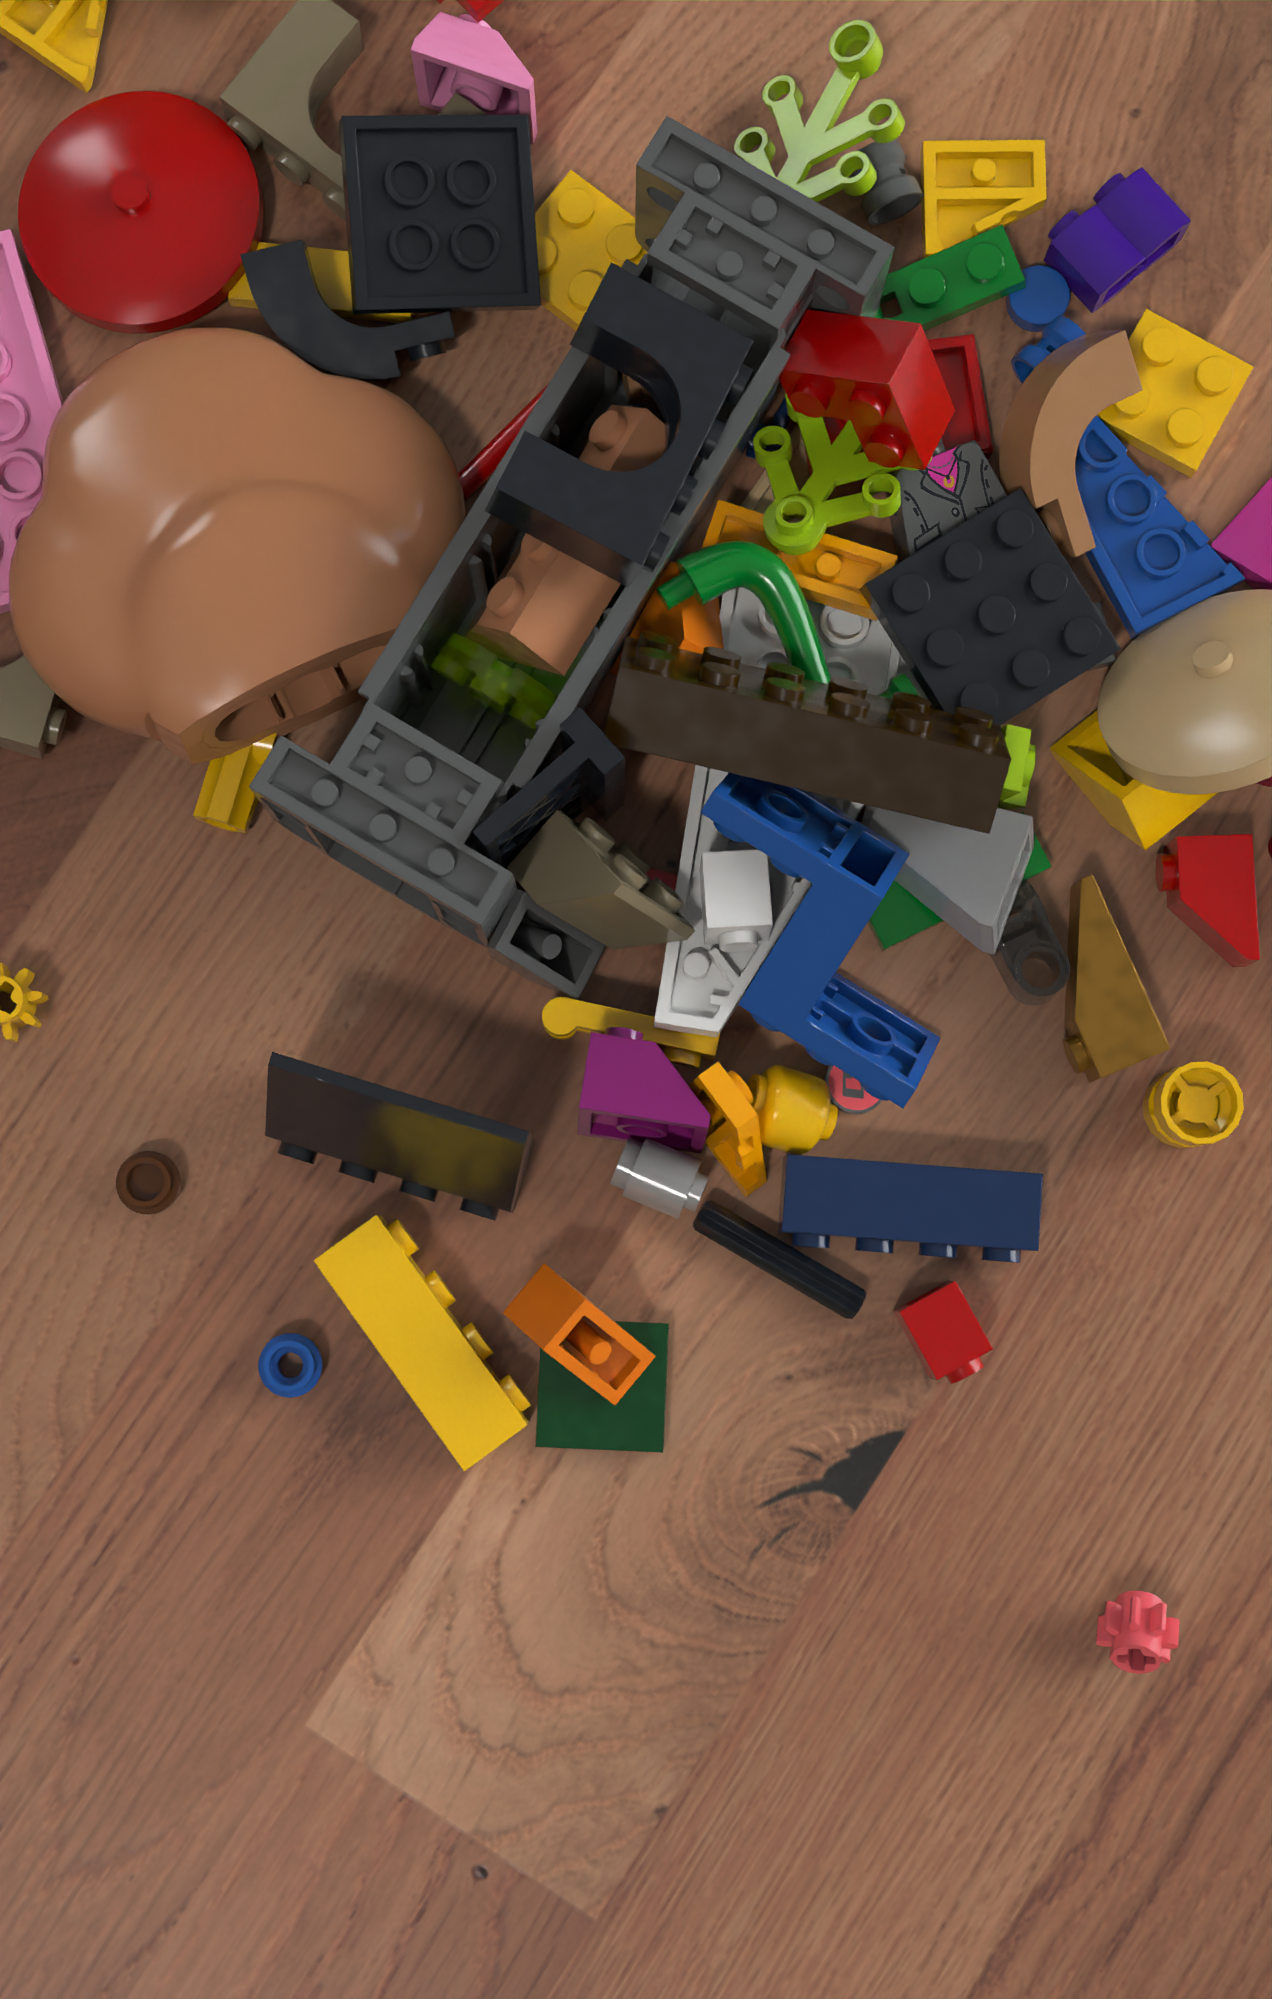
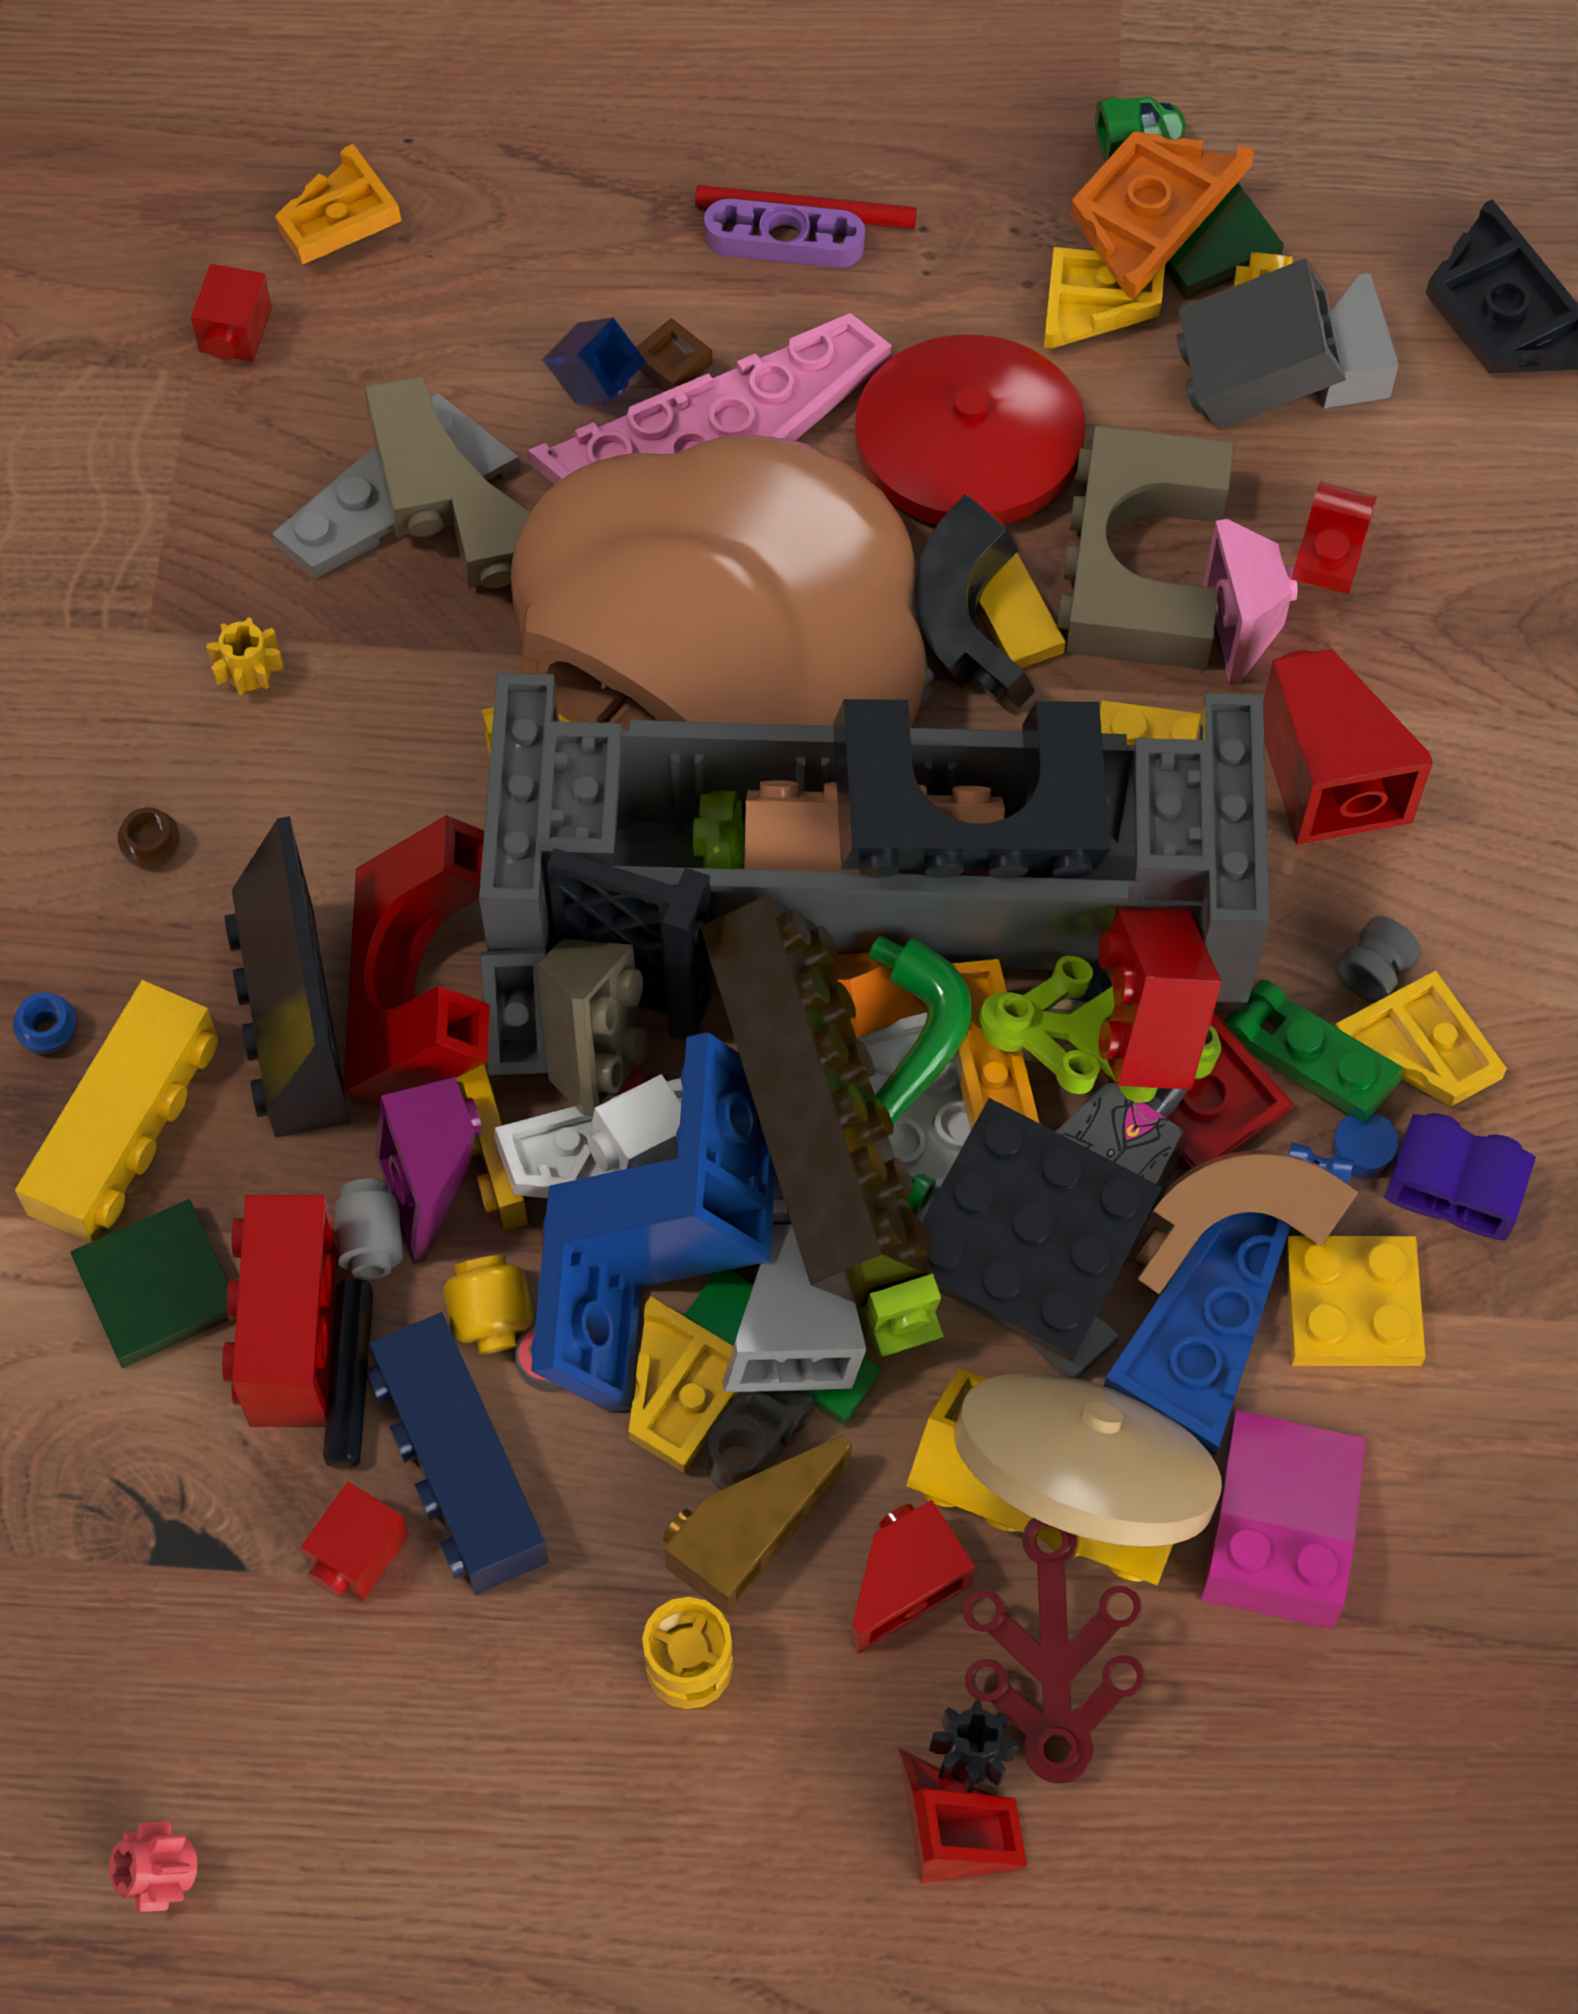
camera: 65 degrees right, 20 degrees down
(364, 998) = (397, 908): none -> red arch
(439, 213) = (1102, 617): black plate -> none
(578, 1334) = (185, 1224): orange slope -> none
(676, 69) = (1338, 750): none -> red slope
(714, 1291) = (282, 1310): none -> red brick
(732, 1127) = (448, 1243): light orange wing -> none
(857, 56) = (1304, 876): lime plant -> none
(946, 987) = (677, 1386): none -> yellow wing

